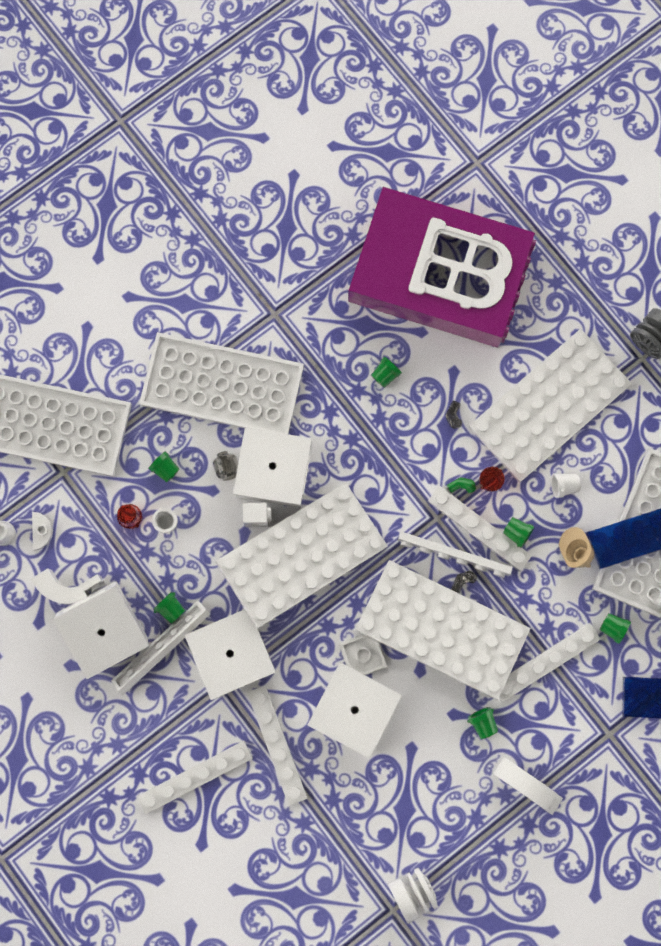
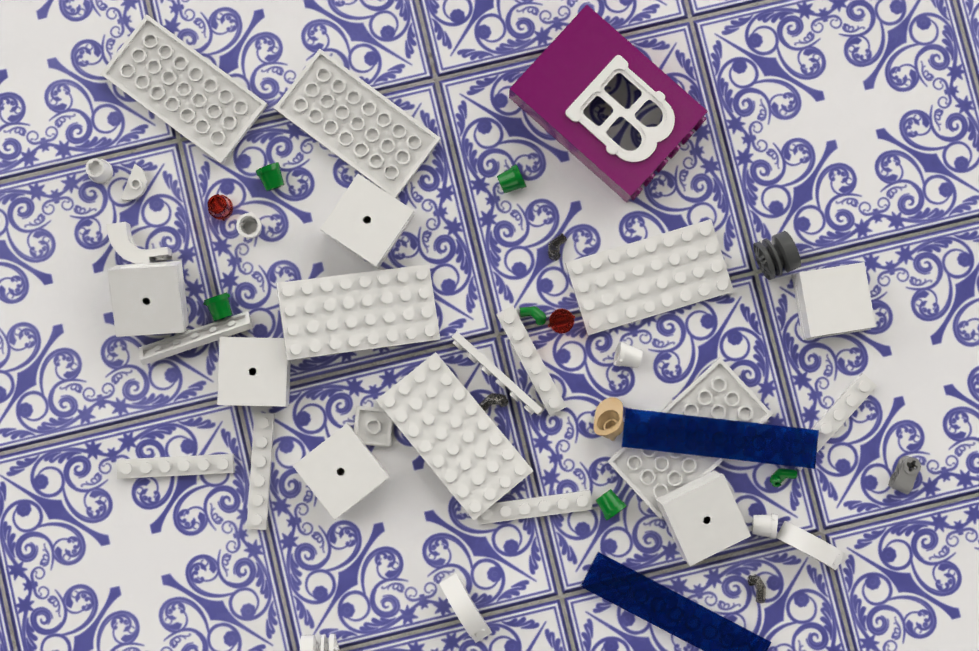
camera: 20 degrees right, 5 degrees up
(225, 466) = (326, 200): clear smoke head -> none
(256, 515) = (333, 257): white brick -> none
(483, 722) = (452, 535): green piece -> none
(518, 531) = (564, 379): green piece -> none

